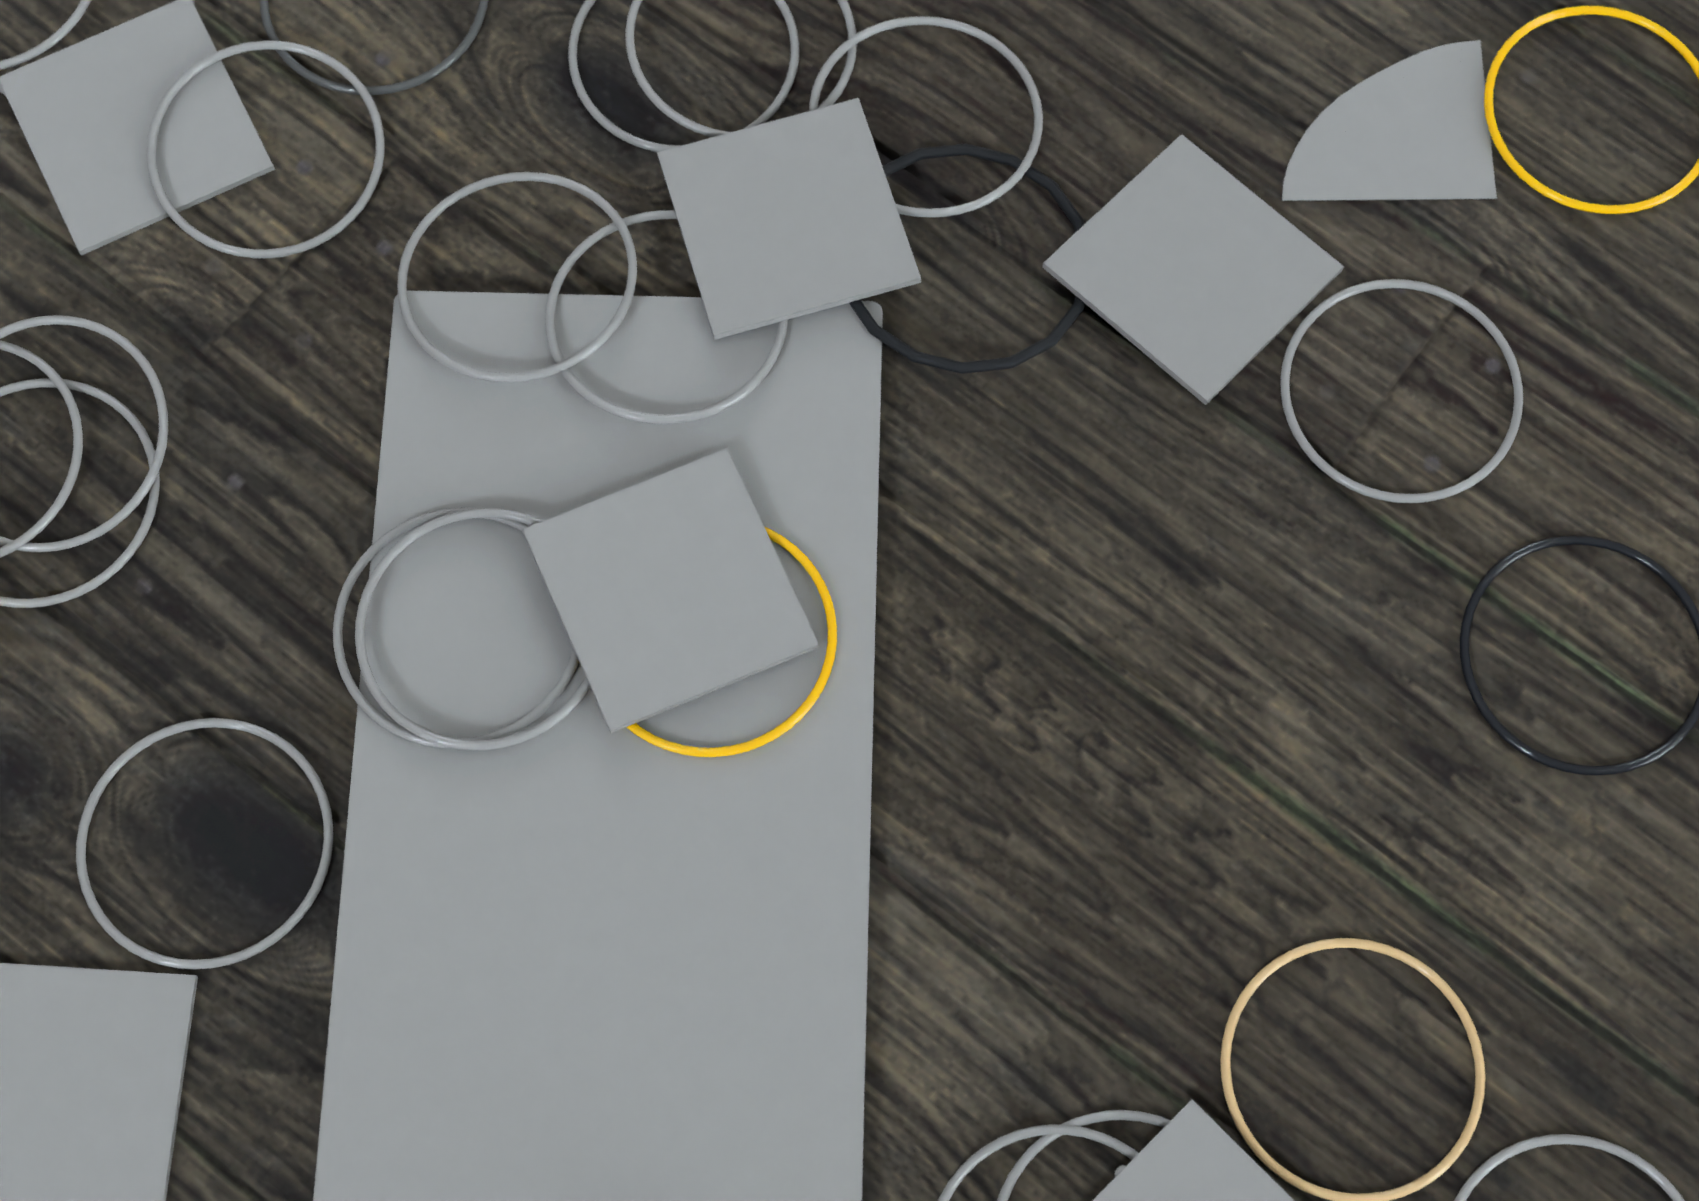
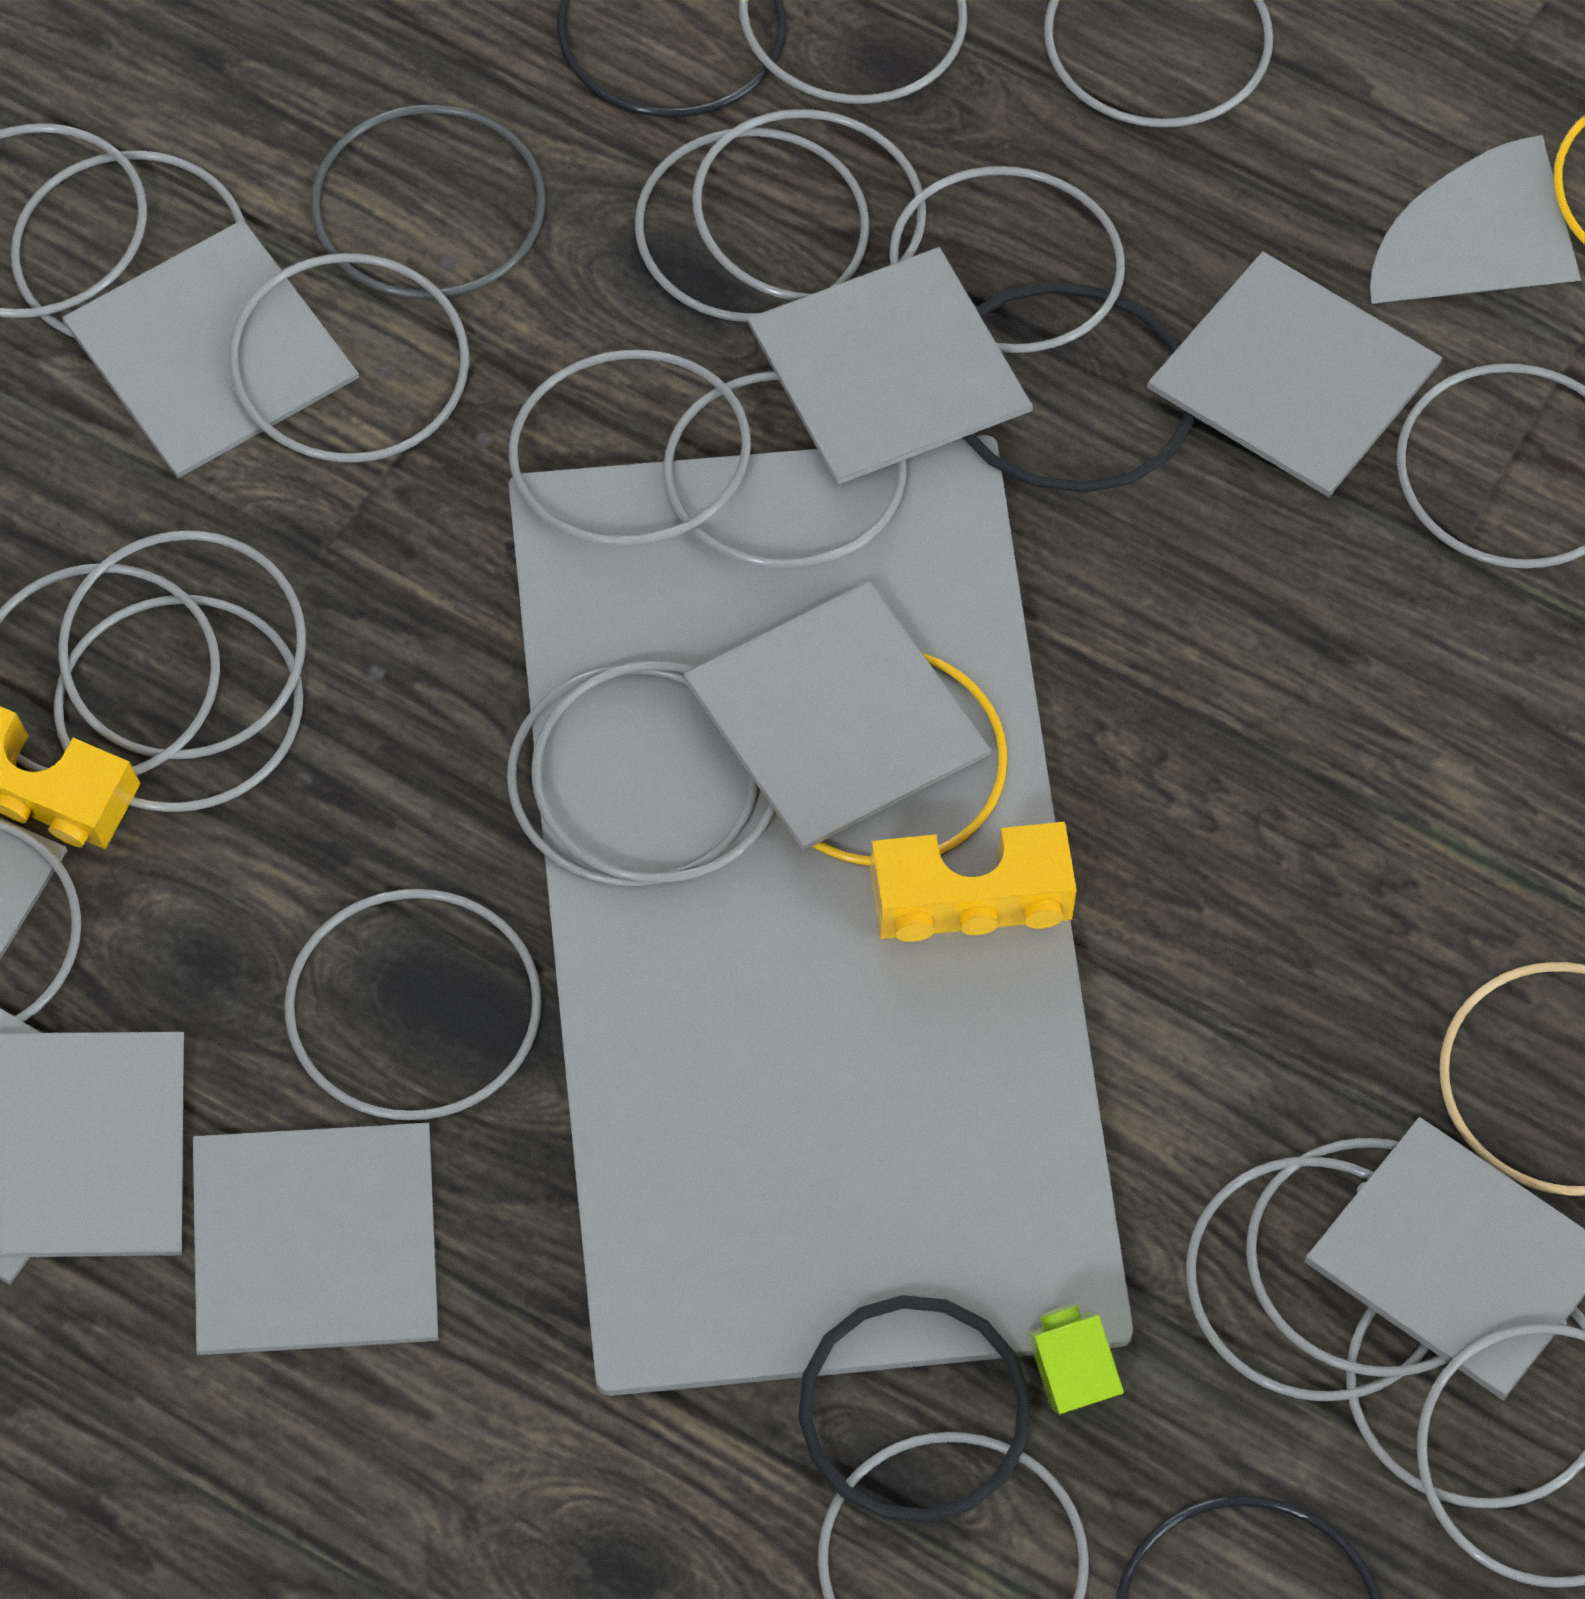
camera: 10 degrees left, 10 degrees down
(717, 801) = (924, 897): none -> yellow arch

